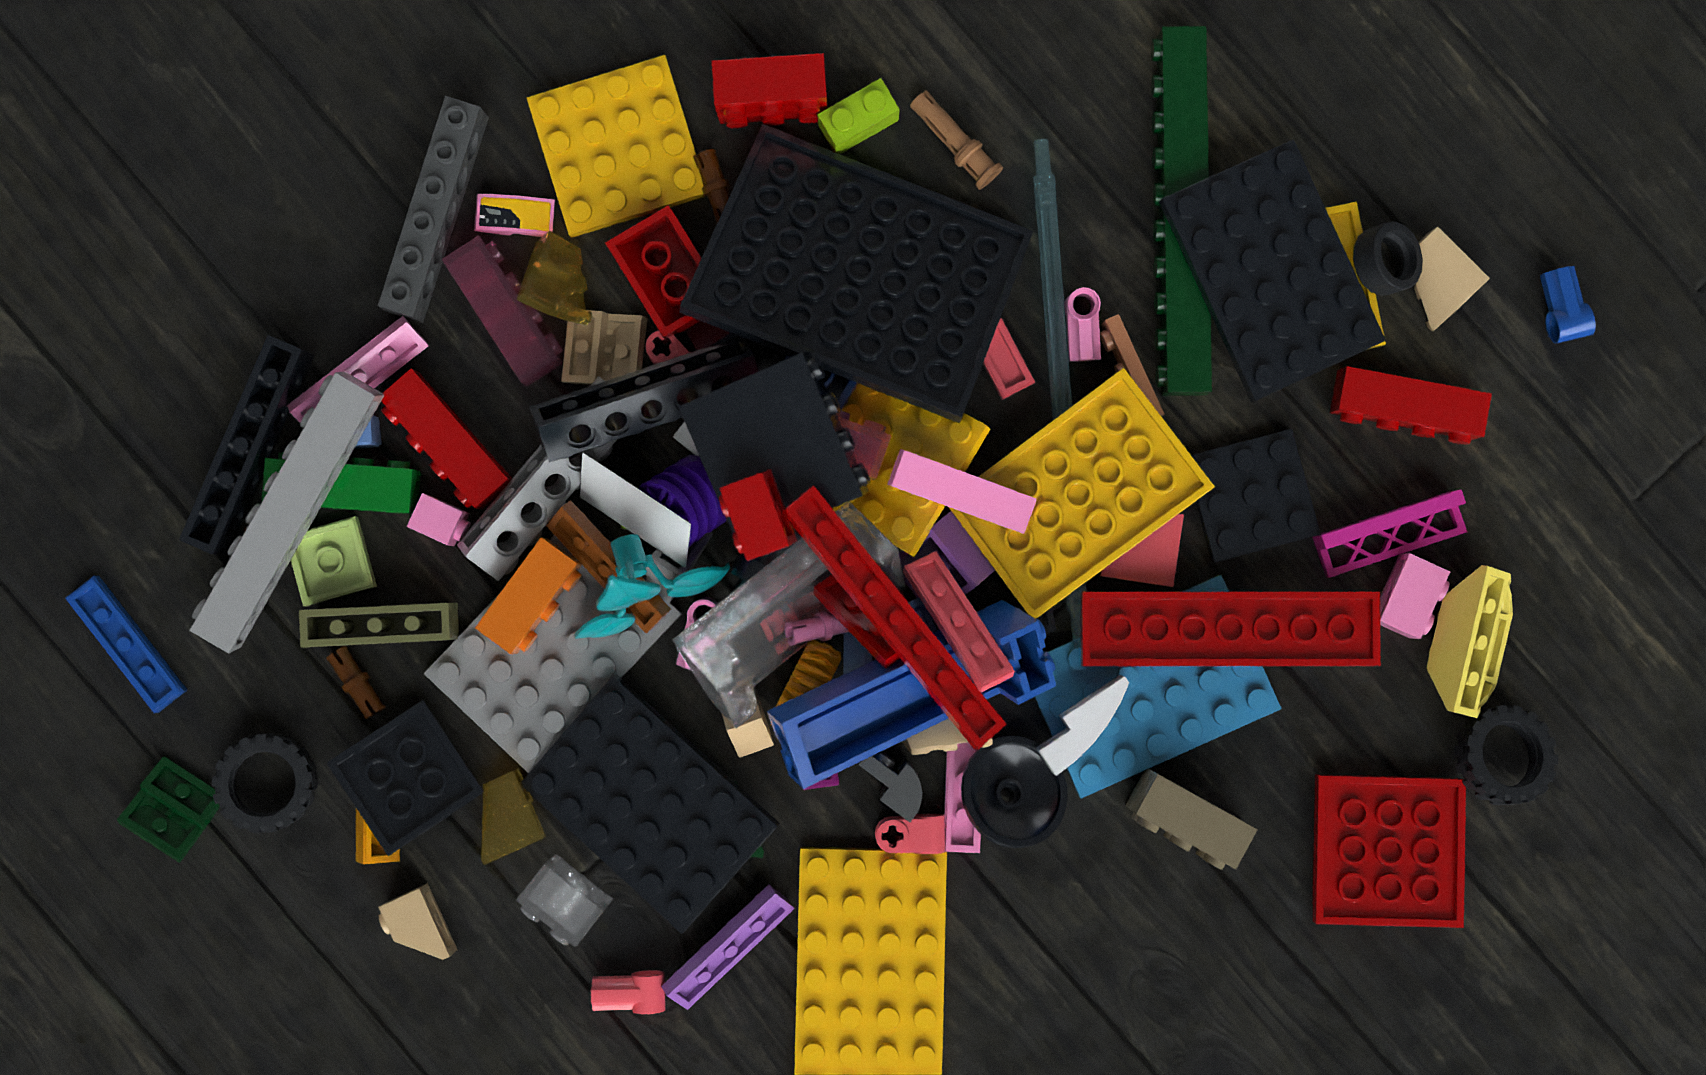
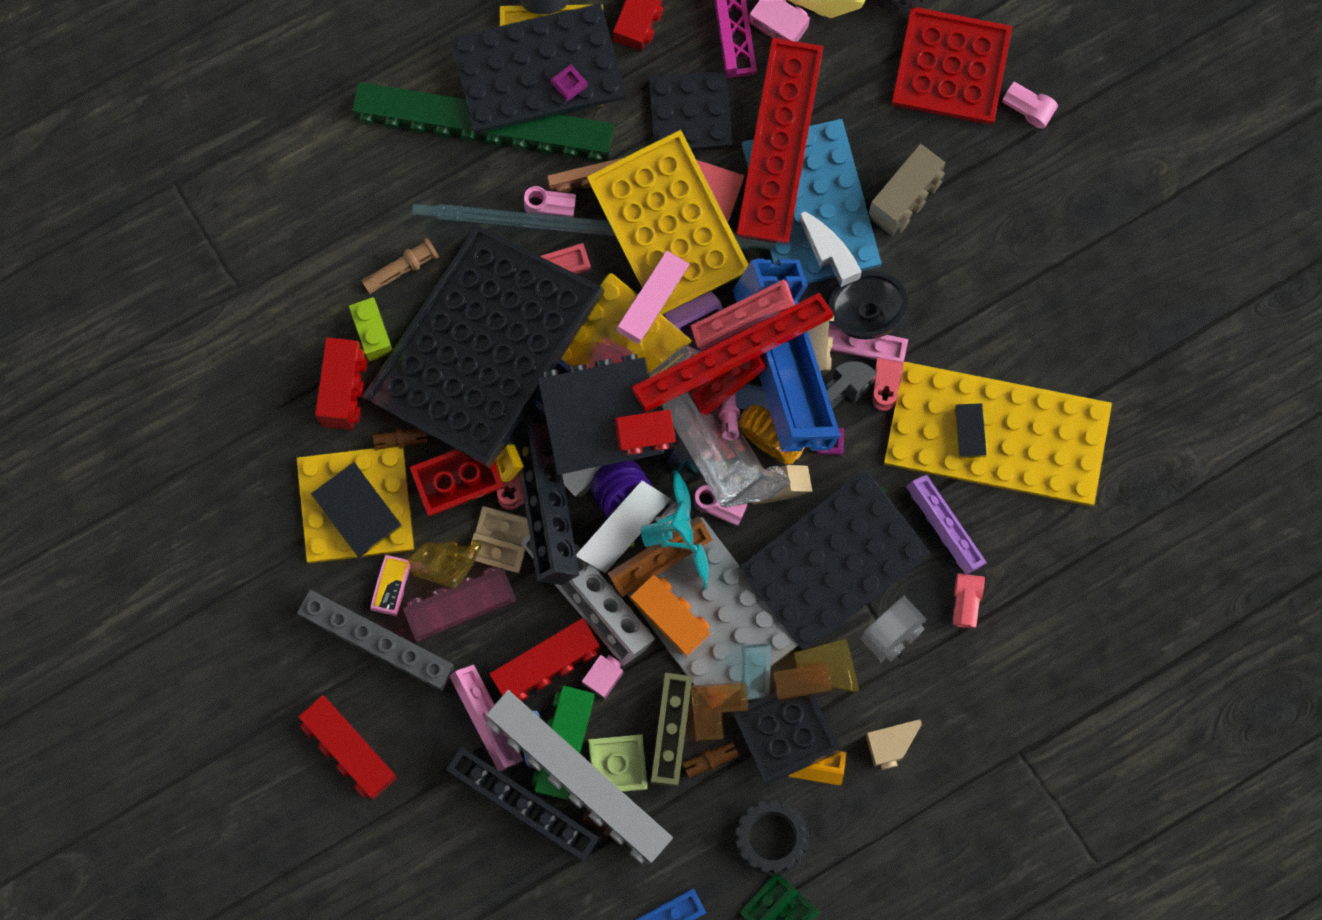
camera: 80 degrees left, 10 degrees down
(286, 201) = (348, 748): none -> red brick
(429, 672) = (711, 701): none -> clear orange tile
(475, 789) = (803, 681): none -> clear orange tile
(479, 723) = (756, 669): none -> clear light blue tile
(603, 147) = (356, 510): none -> black tile
(695, 337) = (508, 463): none -> yellow tile
(861, 961) = (970, 430): none -> black tile
(1256, 317) = (569, 82): none -> magenta tile
(1347, 979) = (1036, 108): none -> bright pink piece

